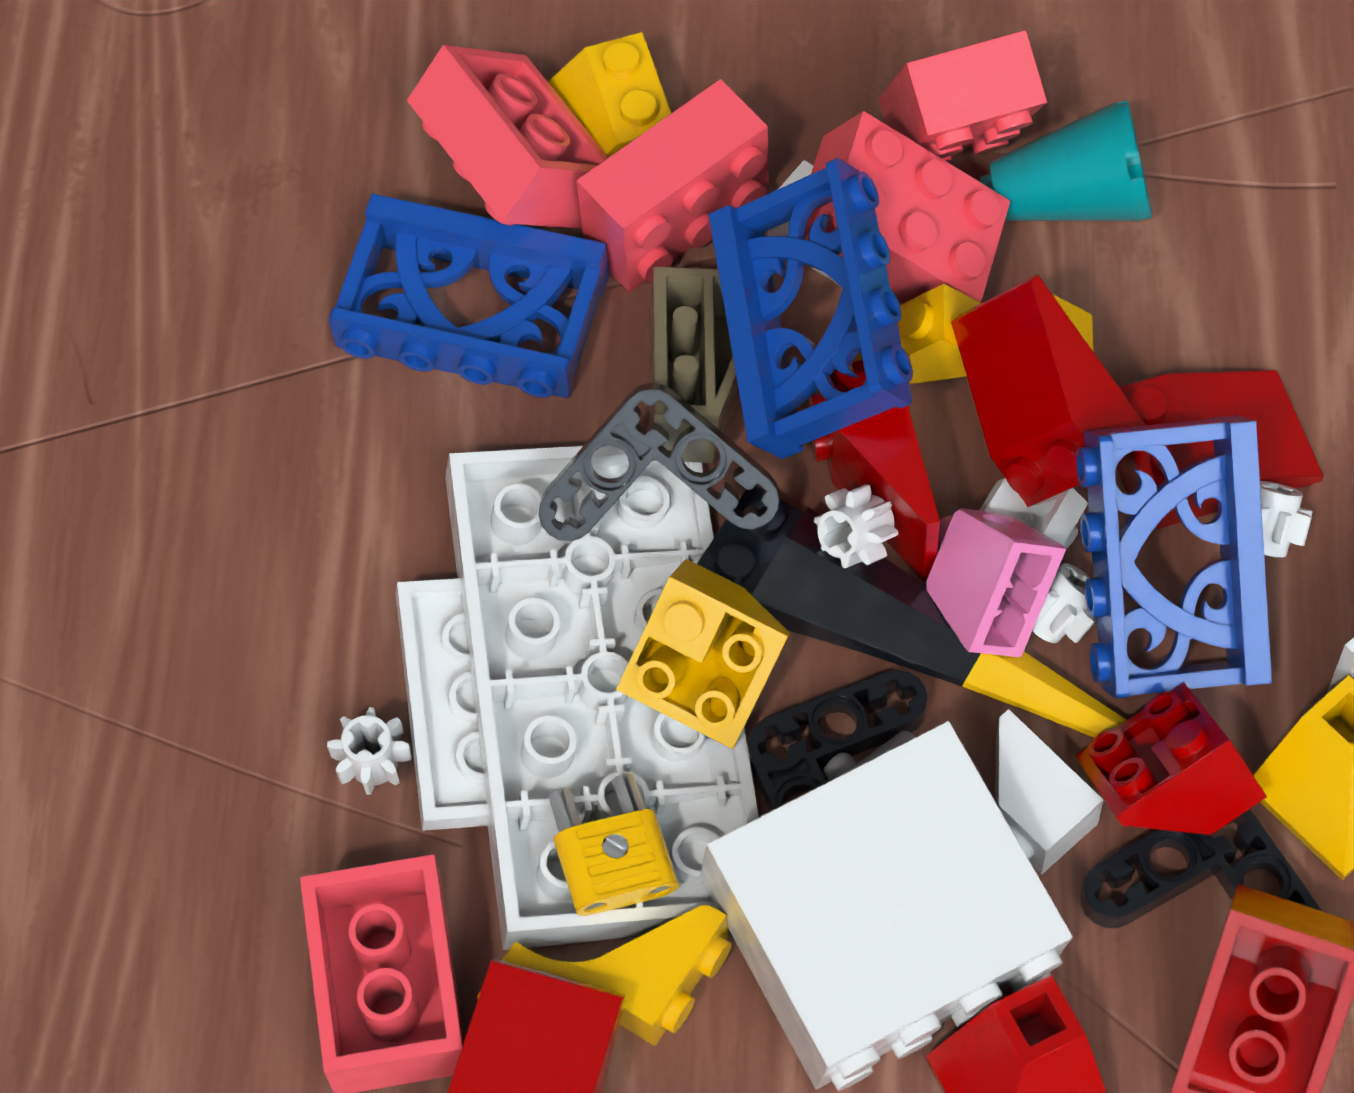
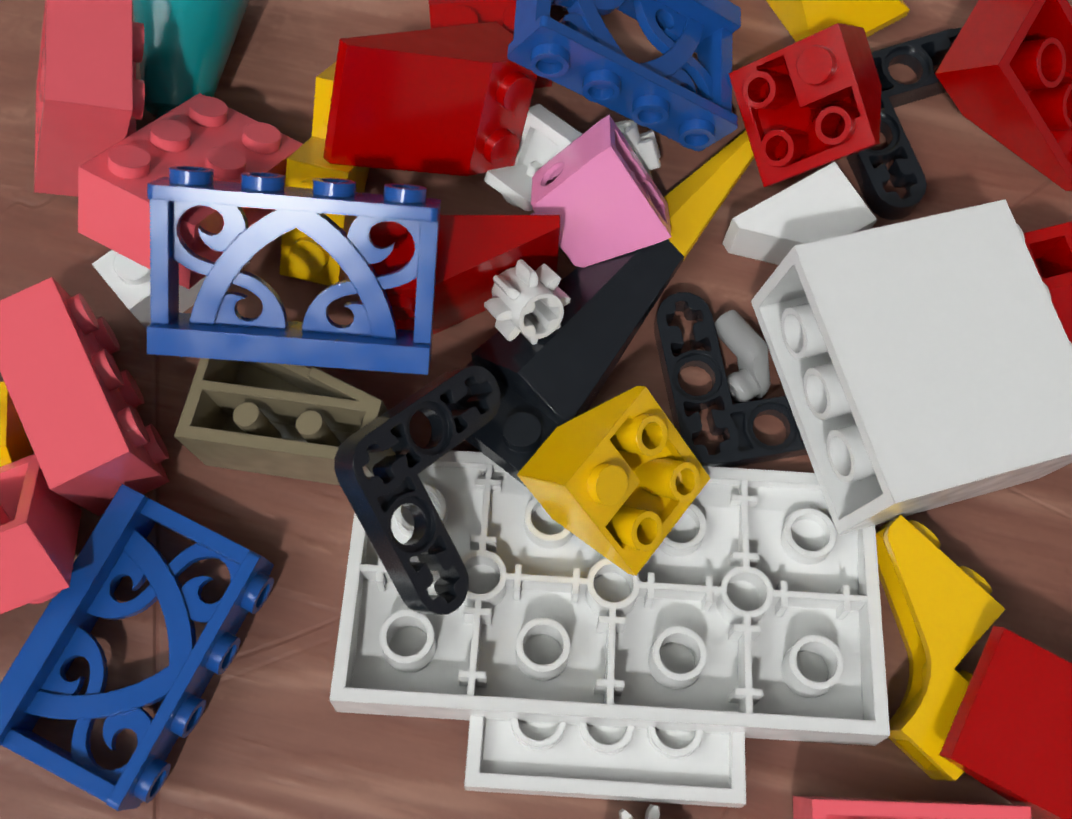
camera: 85 degrees left, 10 degrees up
(612, 858) = (827, 611): yellow piece -> none

